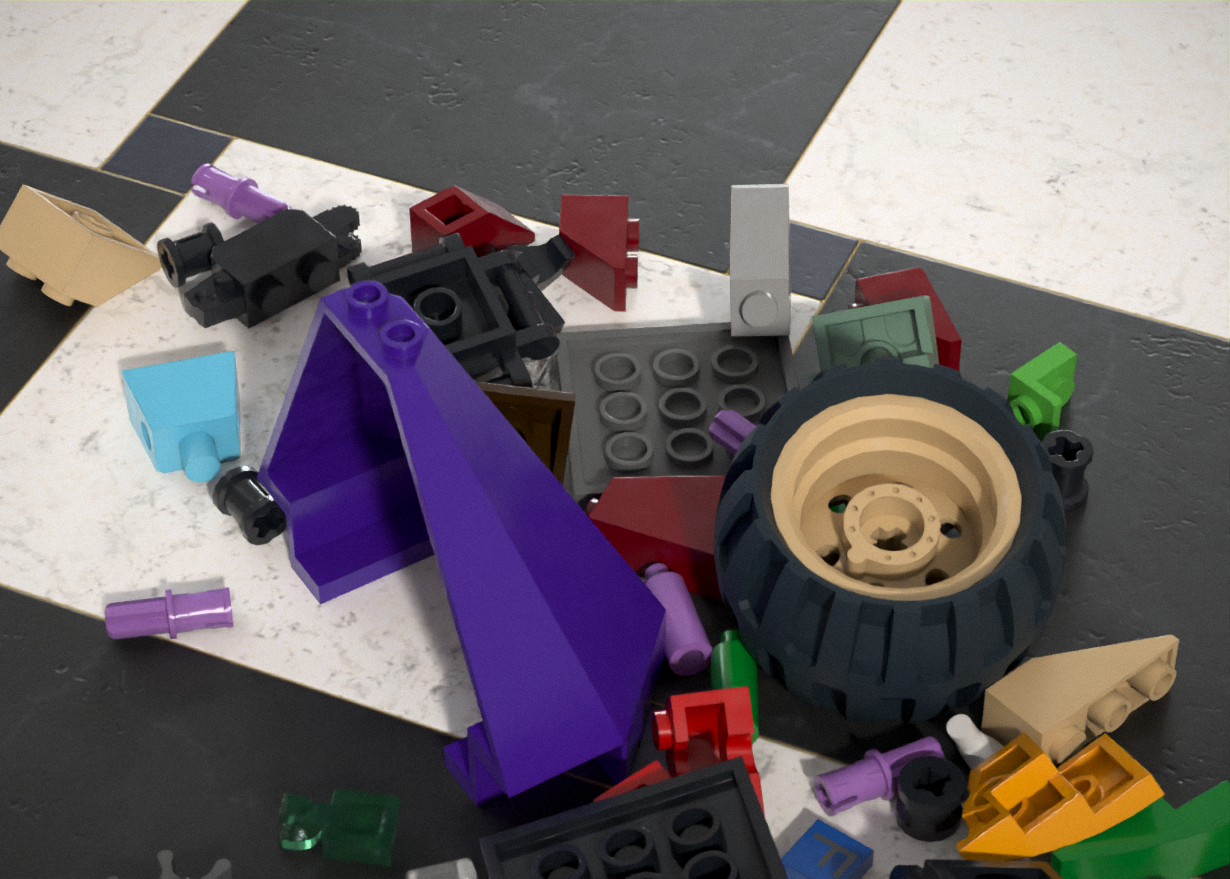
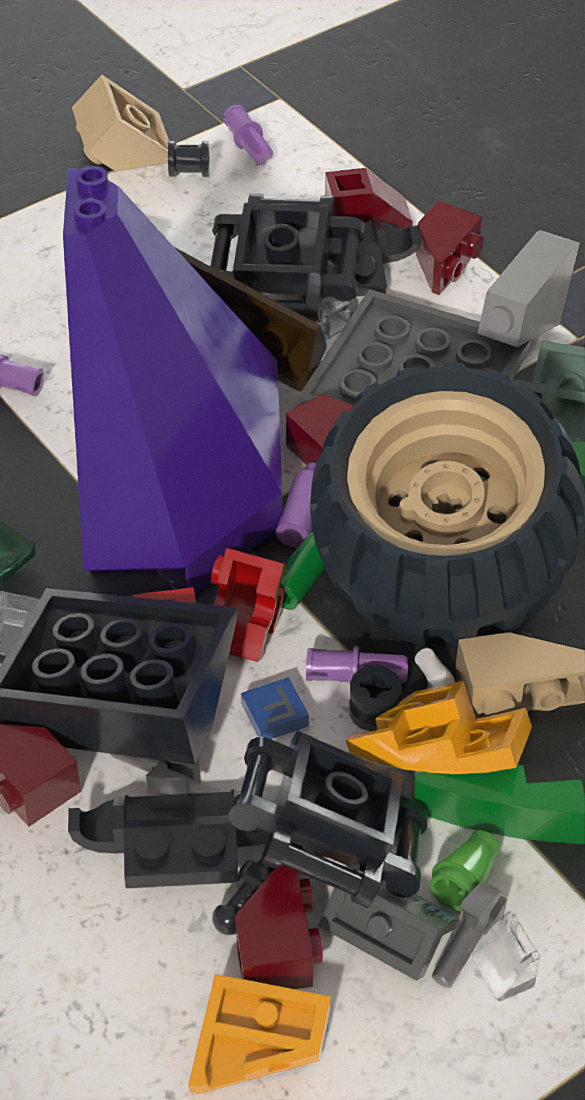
camera: 30 degrees right, 5 degrees up
(275, 266) = (224, 180): black hinge -> none

